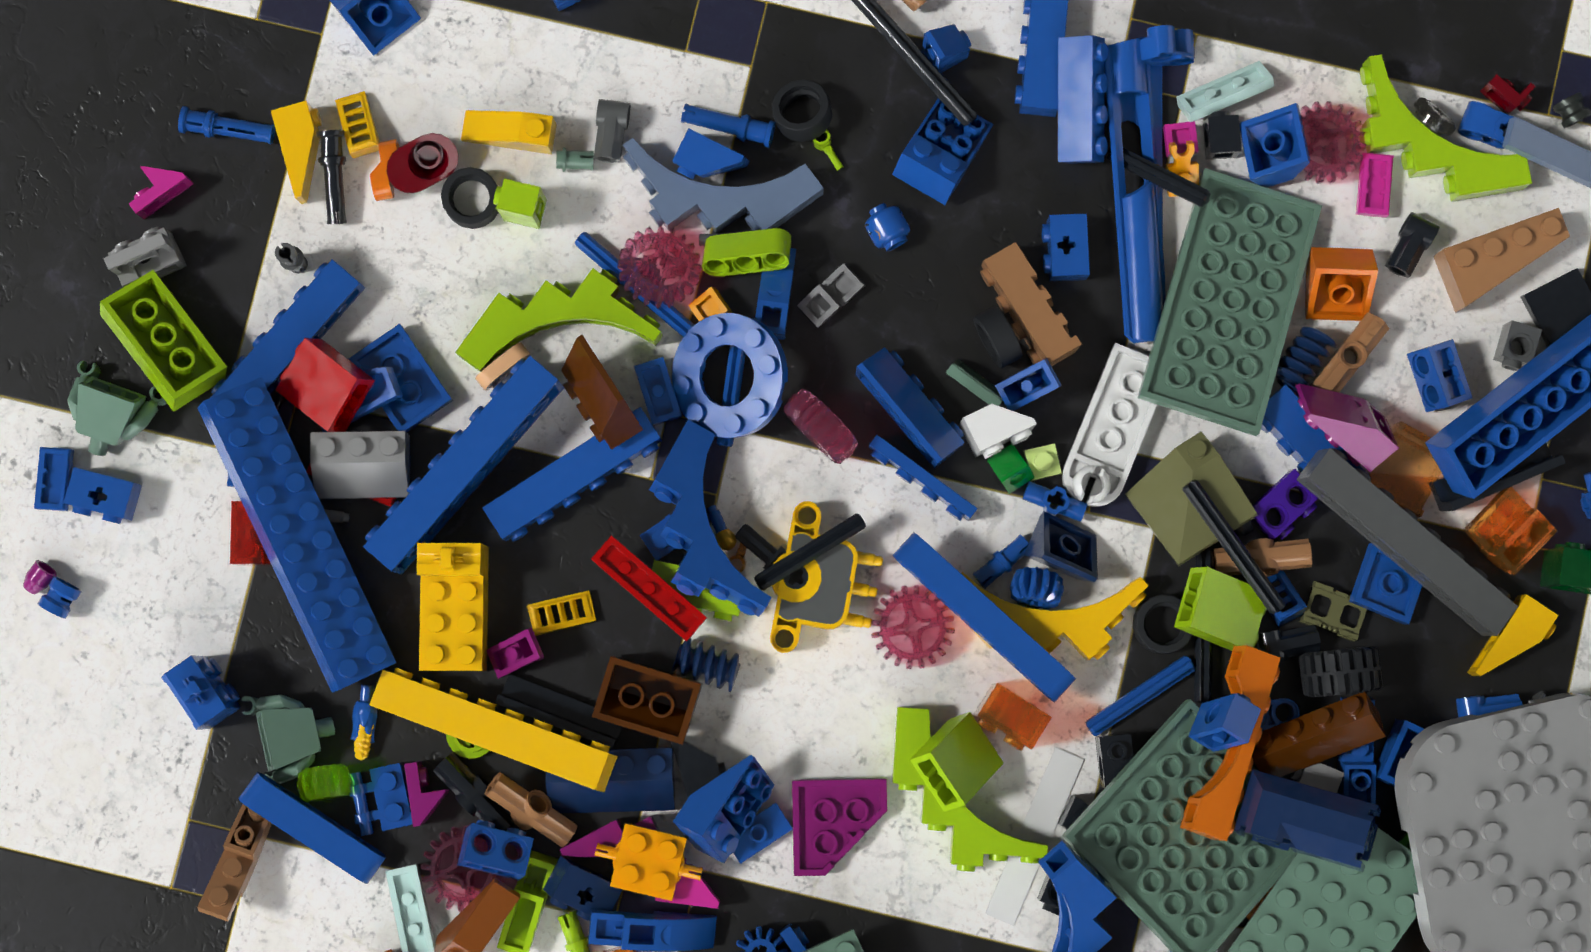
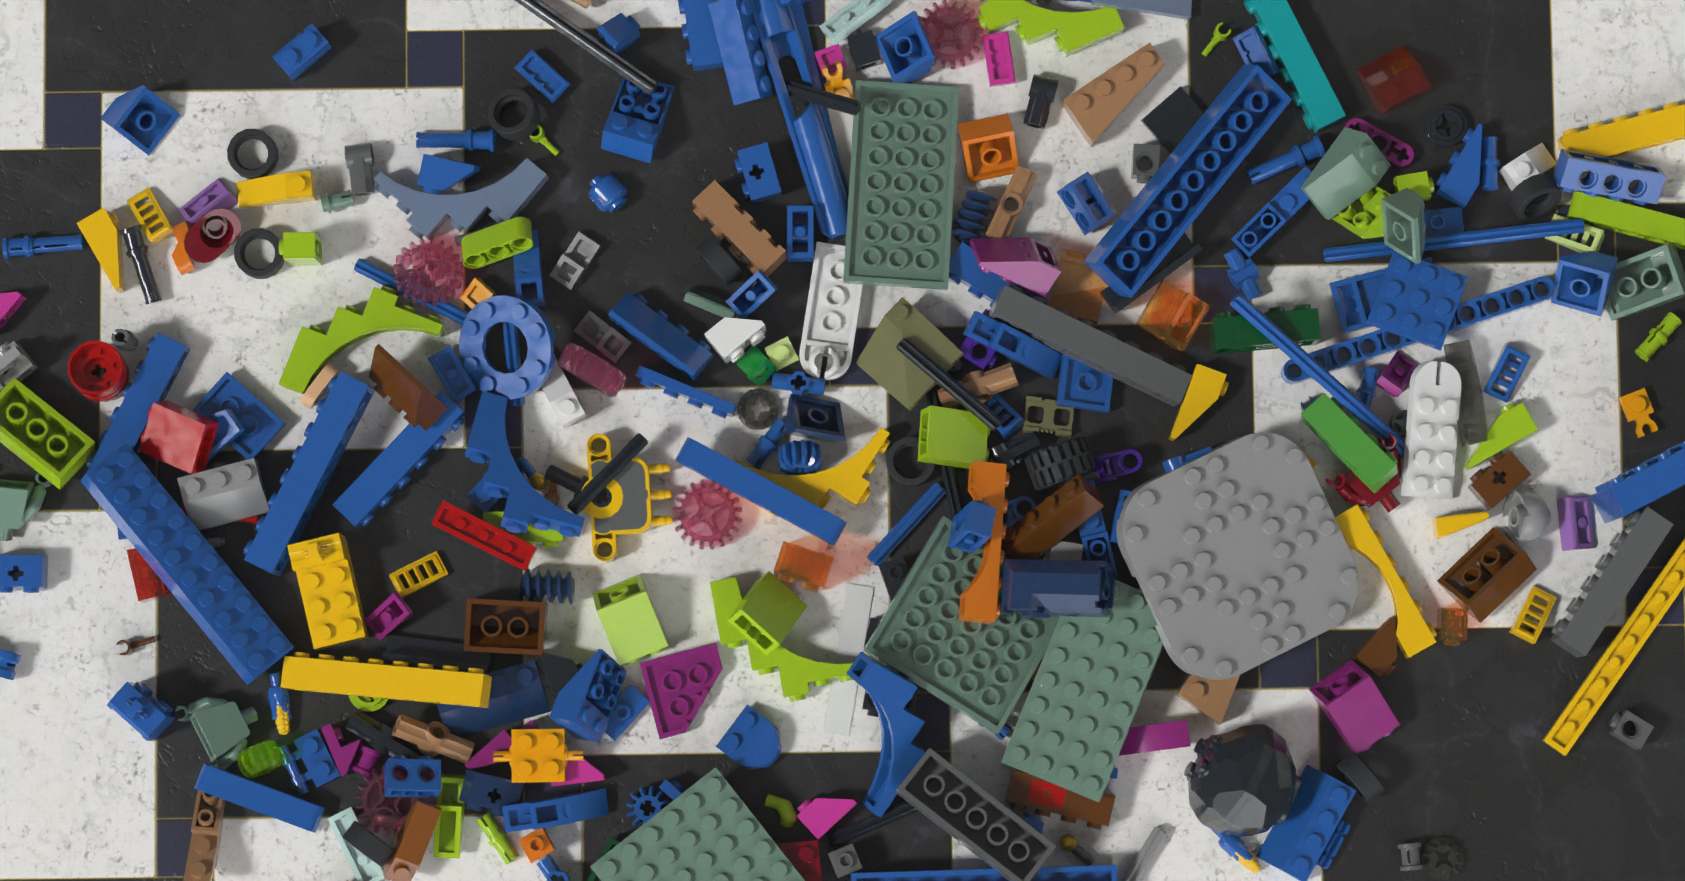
camera: 10 degrees left, 0 degrees up
(212, 612) = (132, 645): none -> reddish brown hand
(240, 274) = (85, 365): none -> red wheel
(424, 916) = (368, 843): none -> black tyre
(436, 120) = (212, 197): none -> medium lavender slope
(447, 814) = (366, 760): none -> magenta bush
(488, 59) = (238, 140): none -> black tyre
(778, 450) = (562, 397): none -> white slope
(793, 727) = (630, 620): none -> lime slope
(840, 390) = (601, 336): none -> dark grey slope
(845, 75) = (542, 76): none -> blue plate
(900, 903) = (751, 740): none -> blue slope
(986, 524) = (748, 416): none -> clear smoke gear
(1099, 328) = (800, 233): none -> blue brick
(1317, 518) = (1013, 344): none -> blue slope
(1398, 689) = (1114, 466): none -> dark purple piece

